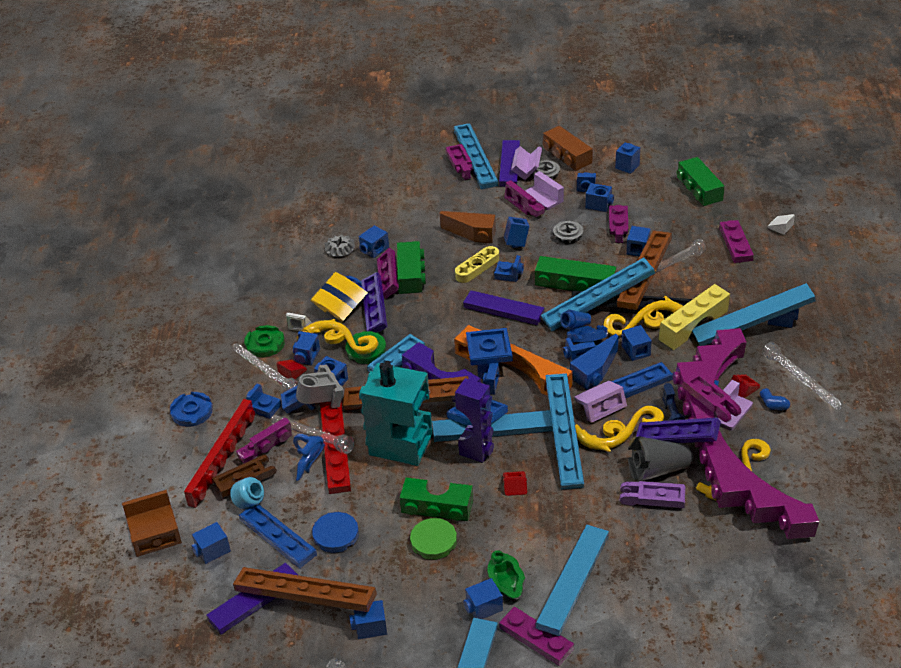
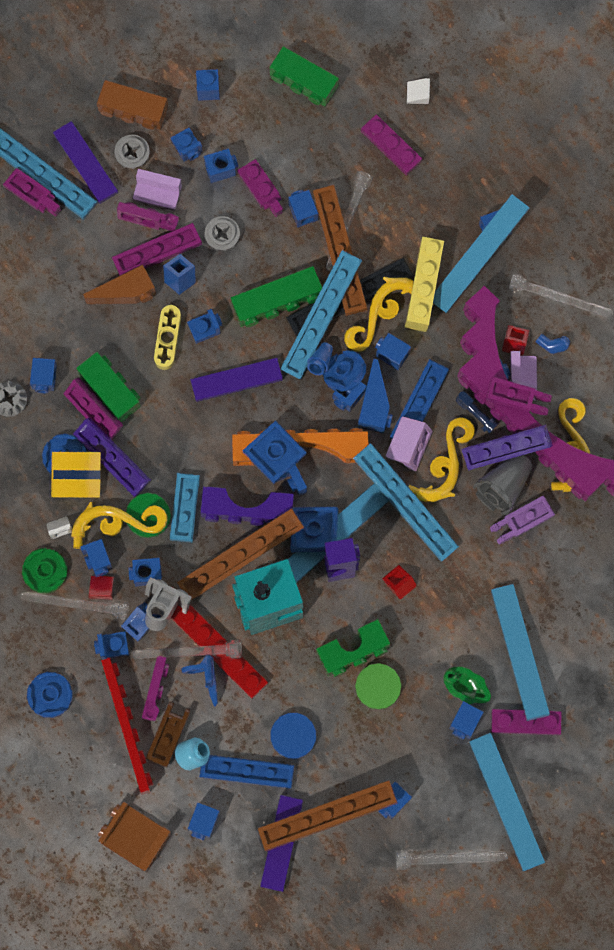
camera: 40 degrees left, 35 degrees up
(525, 163) = (108, 155): lavender panel -> none
(536, 221) = (158, 249): none -> magenta plate

